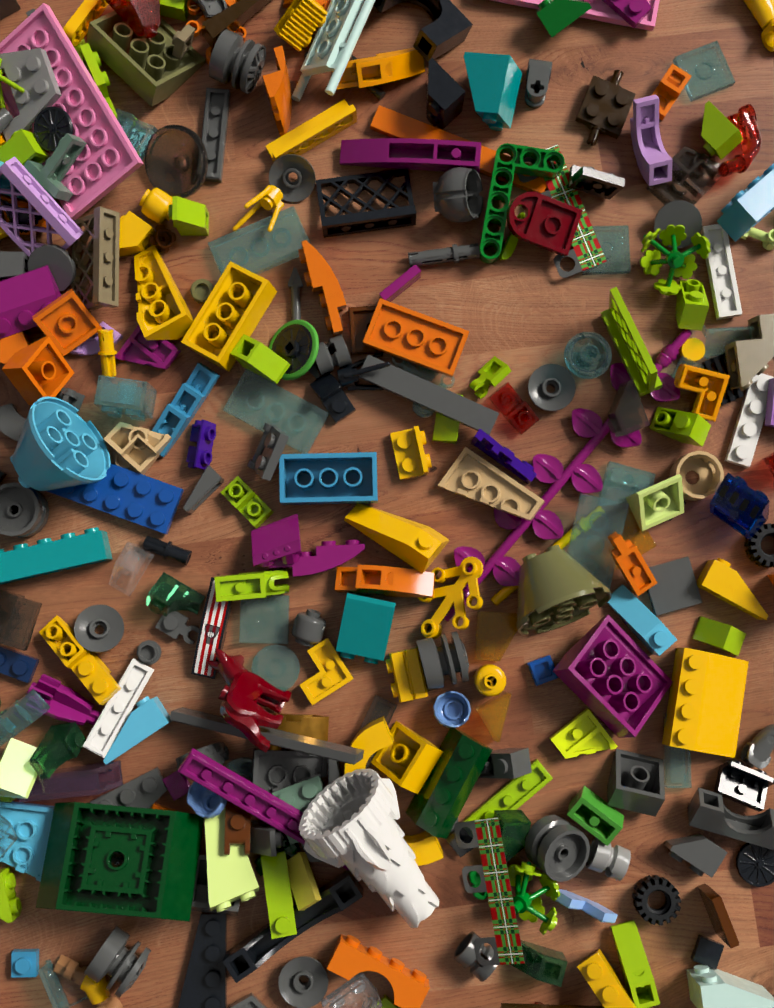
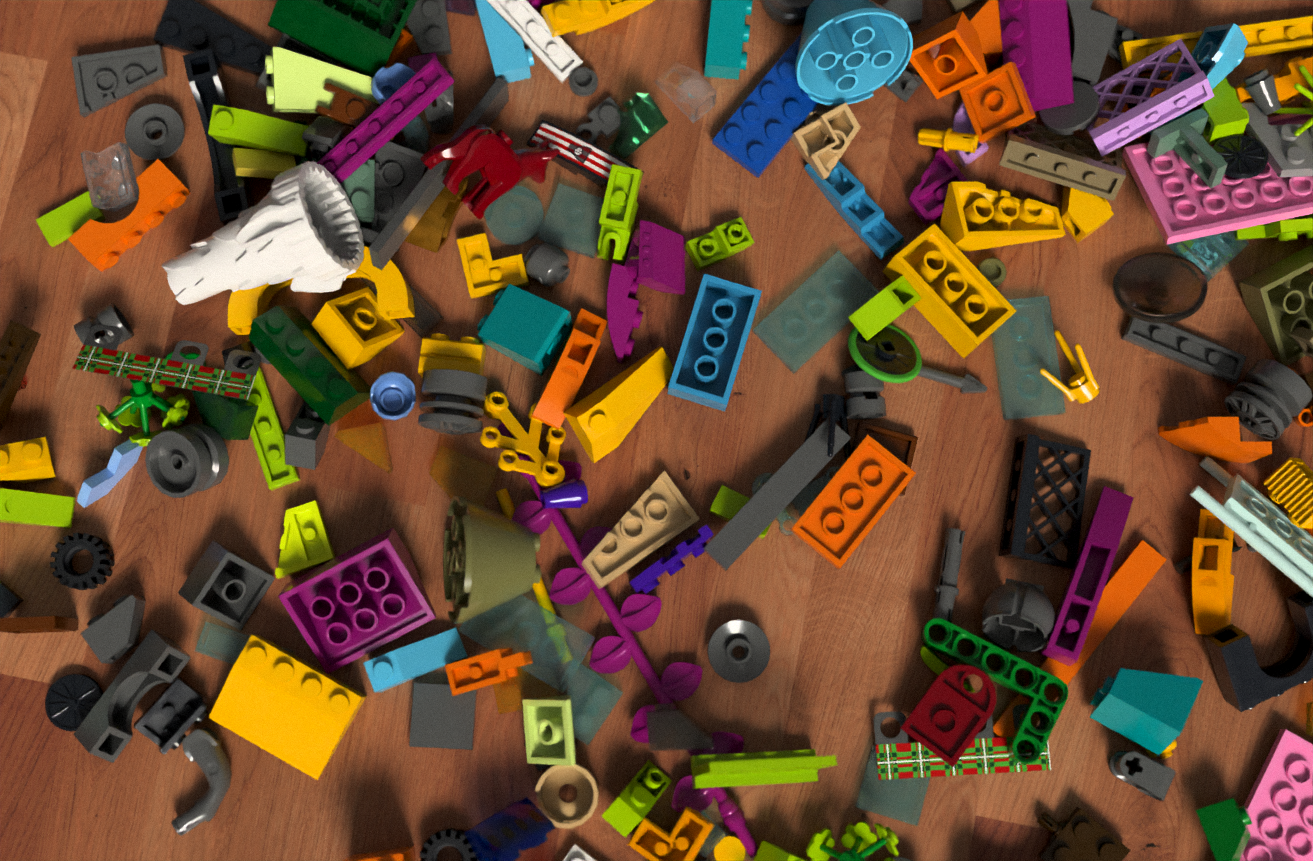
camera: 110 degrees right, 5 degrees down
(94, 617) = (643, 32): dark grey dish -> none
(125, 397) = (885, 140): clear light blue brick -> none
(156, 205) = (1112, 251): yellow head -> none
(167, 550) = (693, 137): black axle -> none
(169, 238) = (1066, 253): reddish brown plate -> none
(189, 217) = (1086, 281): lime slope -> none
(204, 434) = (793, 209): dark purple hinge -> none
(207, 485) = (754, 203): dark grey slope -> none
(268, 451) = (770, 282): dark grey plate -> none
(296, 189) = (1088, 416): dark grey dish -> none
(314, 131) = (1152, 464): yellow fence -> none
(321, 278) = (964, 413): orange slope -> none
(332, 397) = (812, 382): black slope -> none
(401, 284) = (926, 507): magenta tile -> none
(409, 453) = (714, 451): yellow bracket -> none
(443, 96) = (1153, 637): black slope -> none
(481, 679) = (415, 460): yellow head -> none
(483, 550) = (565, 495): none -> dark purple cone
(491, 373) = (779, 581): lime plate -> none
(512, 407) = (728, 597): clear red slope -> none
(542, 670) = (402, 519): blue tile -> none
(543, 963) = (68, 398): clear green slope -> none
(588, 355) = (763, 708): clear light blue cone -> none
(595, 181) = (987, 798): black bracket -> none
(595, 815) = (206, 520): bright green brick -> none
(609, 859) = (151, 519): light grey wheel -> none
(719, 635) = (360, 754): lime slope -> none
(728, 586) = (420, 783): yellow slope -> none

